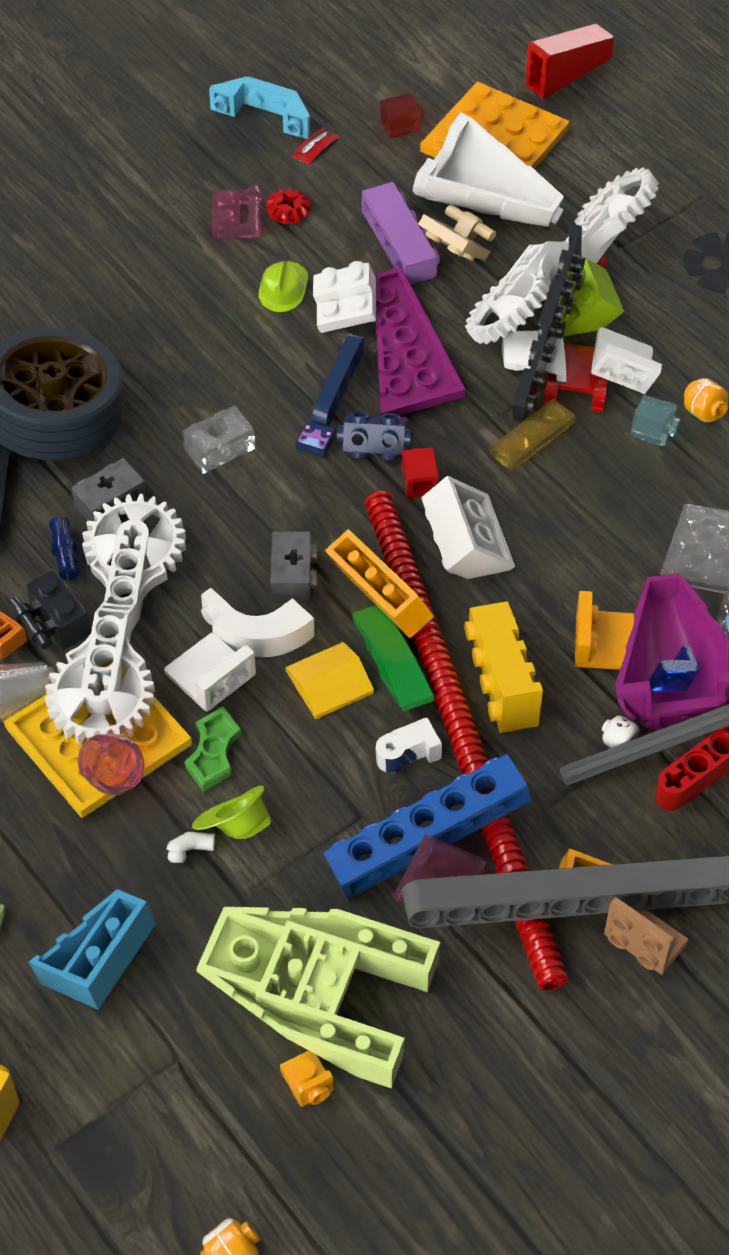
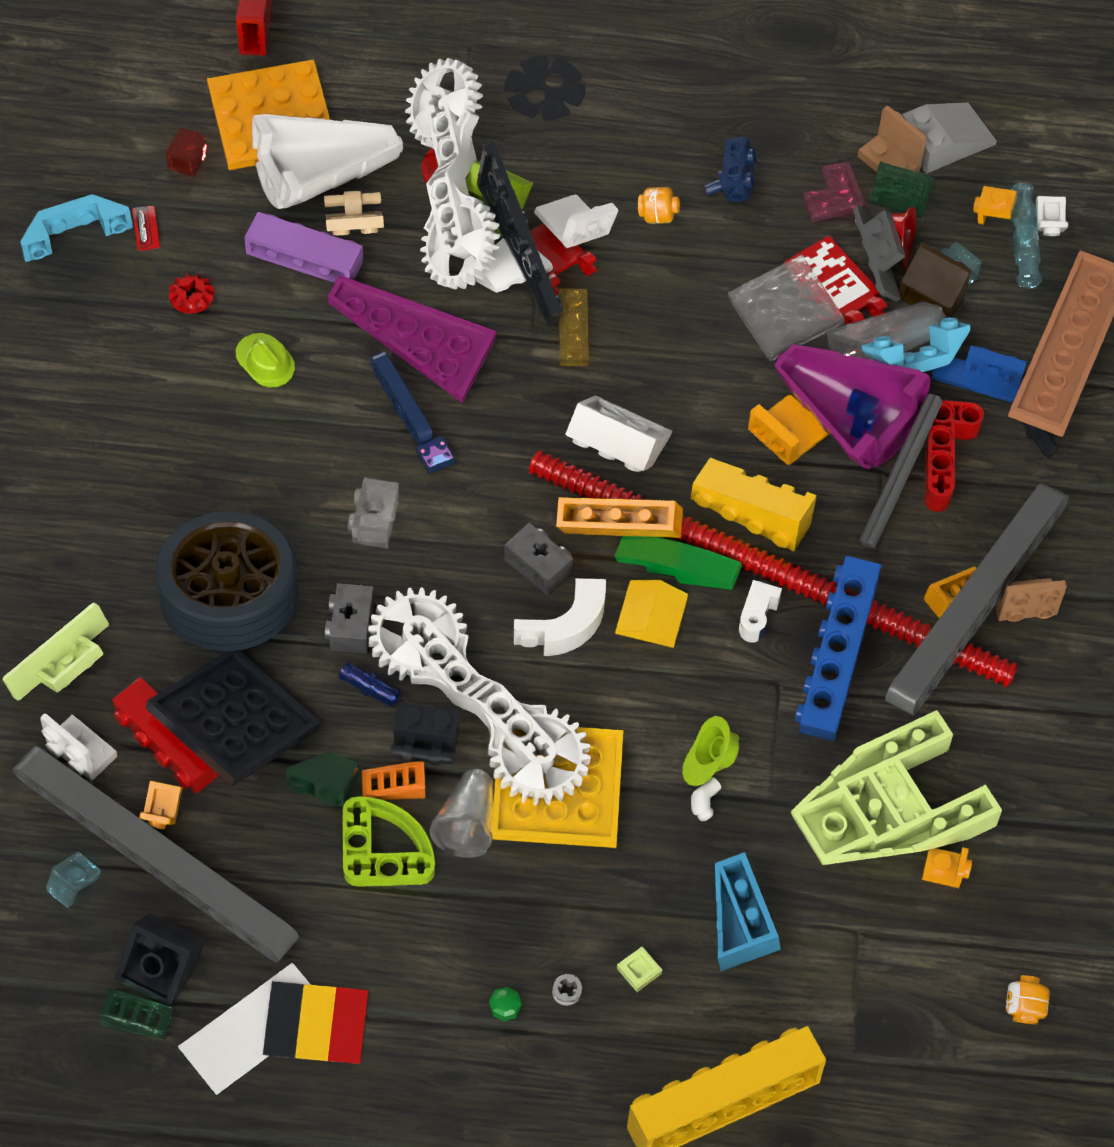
camera: 50 degrees left, 5 degrees up
(111, 763) = (611, 789): hat -> none
(209, 762) = (646, 734): bright green tile -> none
(211, 670) = (575, 676): white bracket -> none
(227, 213) = (155, 338): clear pink plate -> none
(345, 296) = (330, 331): white plate -> none
(380, 435) = (479, 416): dark blue brick -> none
(419, 471) = (538, 418): red brick -> none
(439, 860) = (873, 665): clear pink plate -> none
(619, 731) = (869, 484): white piece -> none
(655, 420) = (643, 248): clear light blue brick -> none

